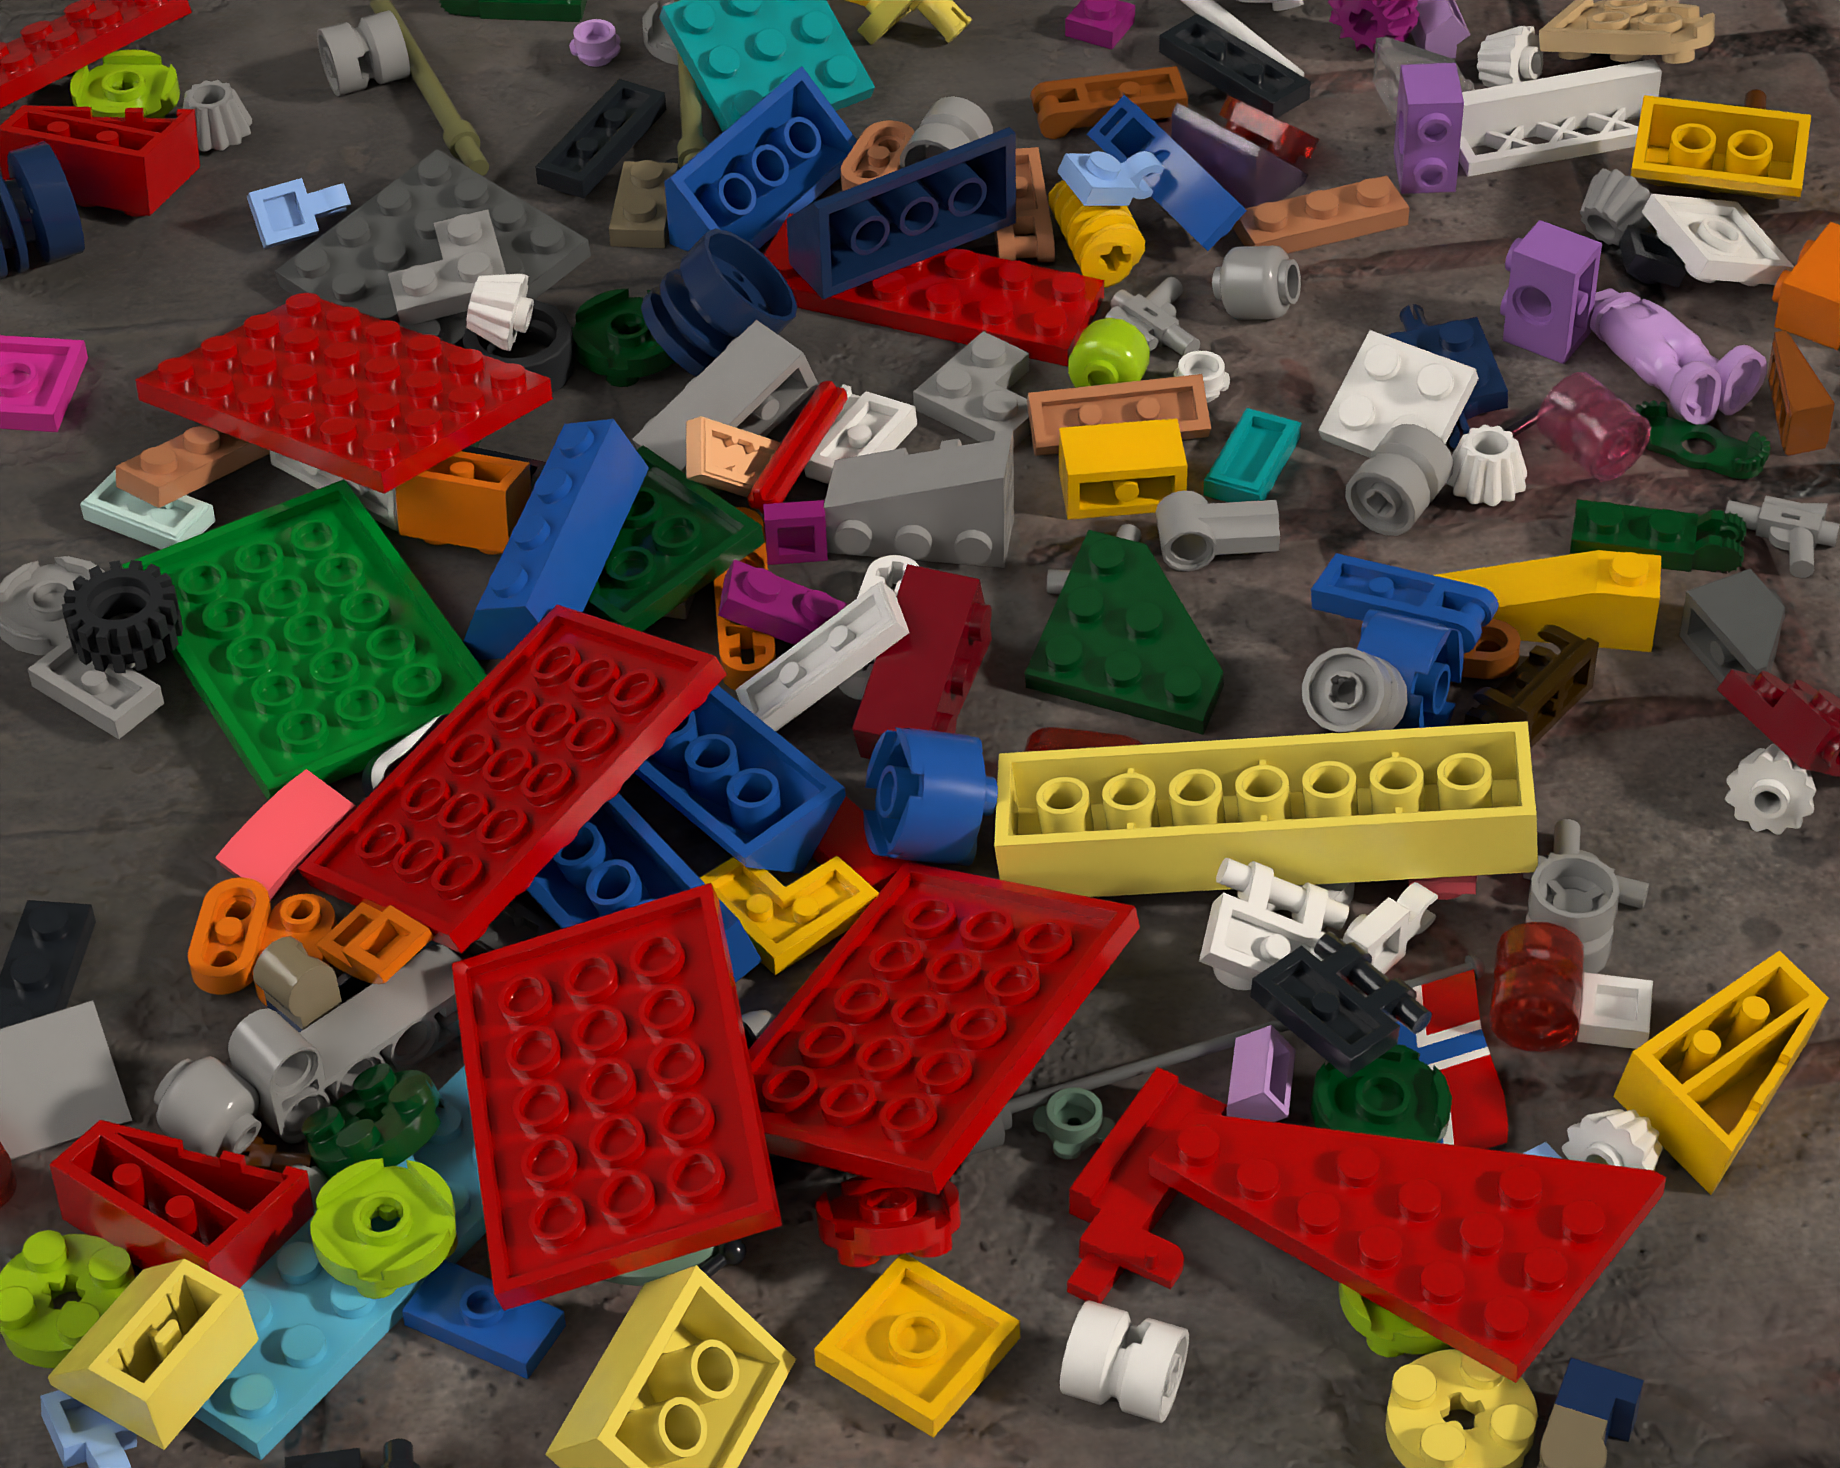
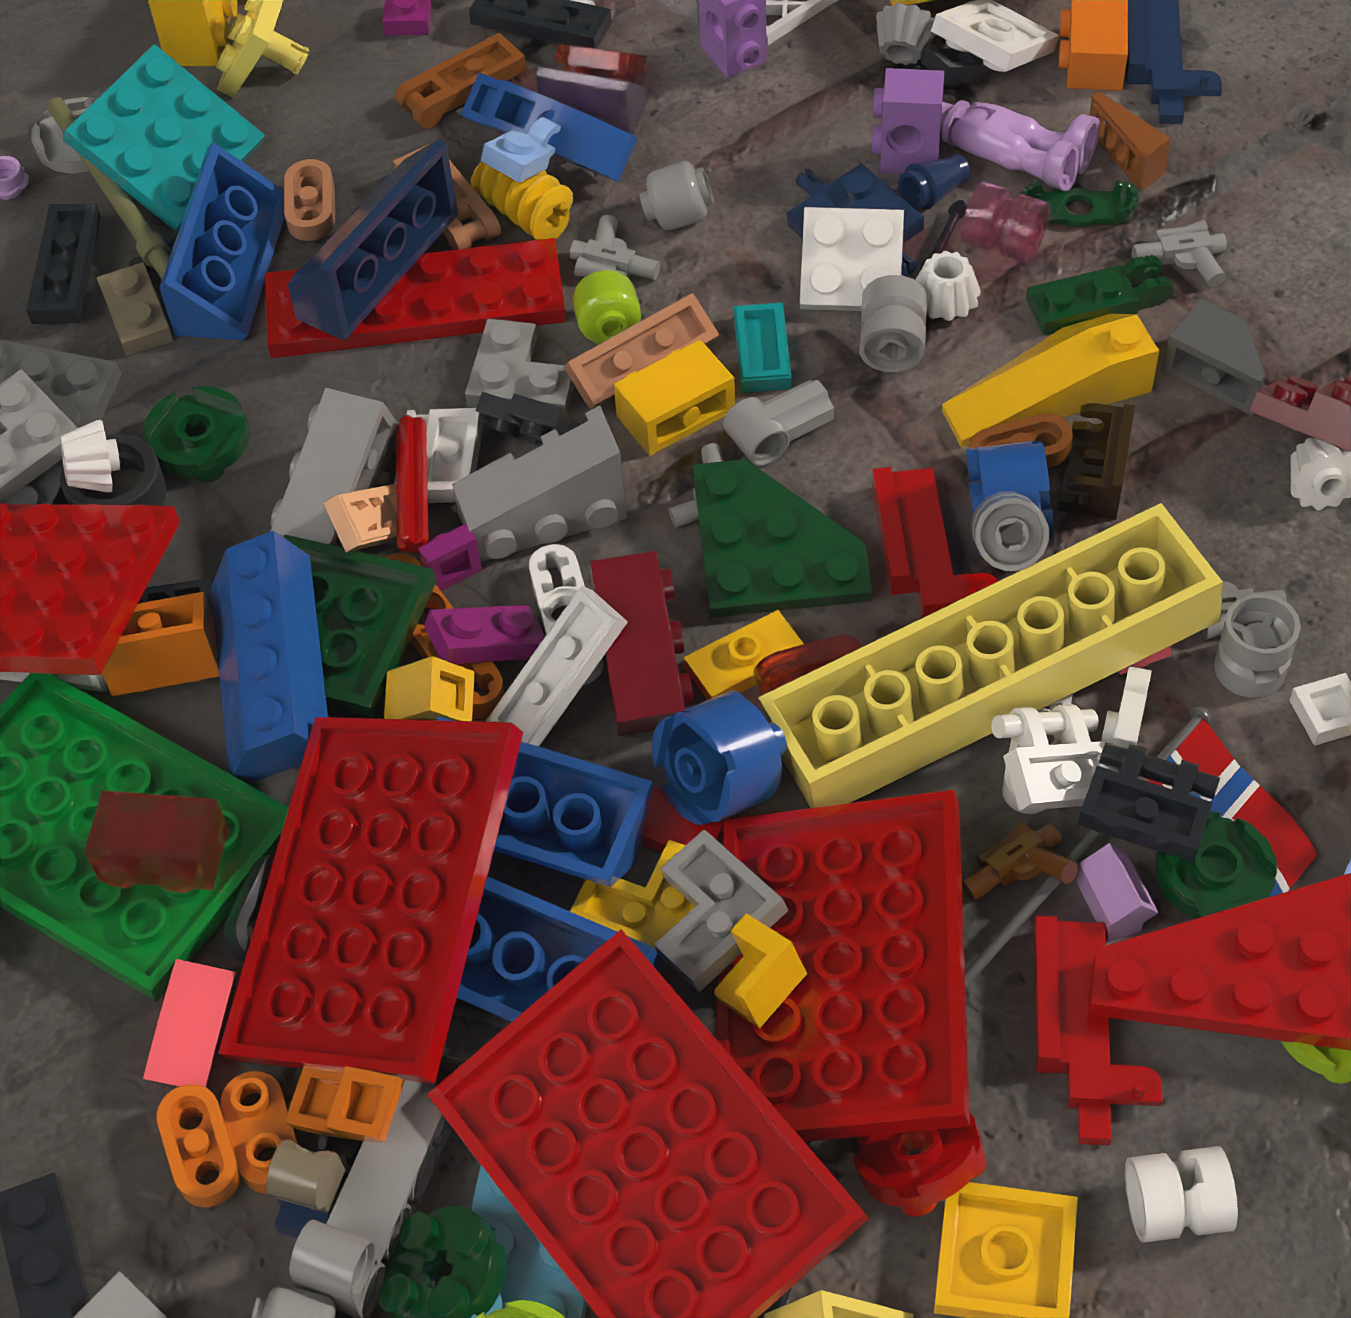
camera: 25 degrees left, 10 degrees up
(350, 659) = (156, 841): none -> clear red brick
(694, 623) = (429, 690): none -> yellow brick
(715, 298) = (273, 383): dark blue wheel -> none
(834, 993) = (763, 975): none -> yellow panel
(841, 932) = (722, 894): none -> light grey plate
(943, 420) = (524, 416): none -> black plate
(946, 126) = (359, 163): light grey wheel -> none
(1008, 726) = (732, 659): none -> yellow plate
(1070, 1108) = (998, 977): sand green plate -> none
(1179, 1014) = (1020, 857): none -> reddish brown piece
(1210, 366) = (679, 285): white plate -> none
(1272, 691) = (916, 540): none -> red piece
(1324, 216) = (687, 120): nougat plate -> none
(1356, 585) = (963, 425): blue plate -> none
(1537, 987) = (1268, 714): clear red wheel -> none
(1545, 361) = (930, 181): none -> dark blue cone

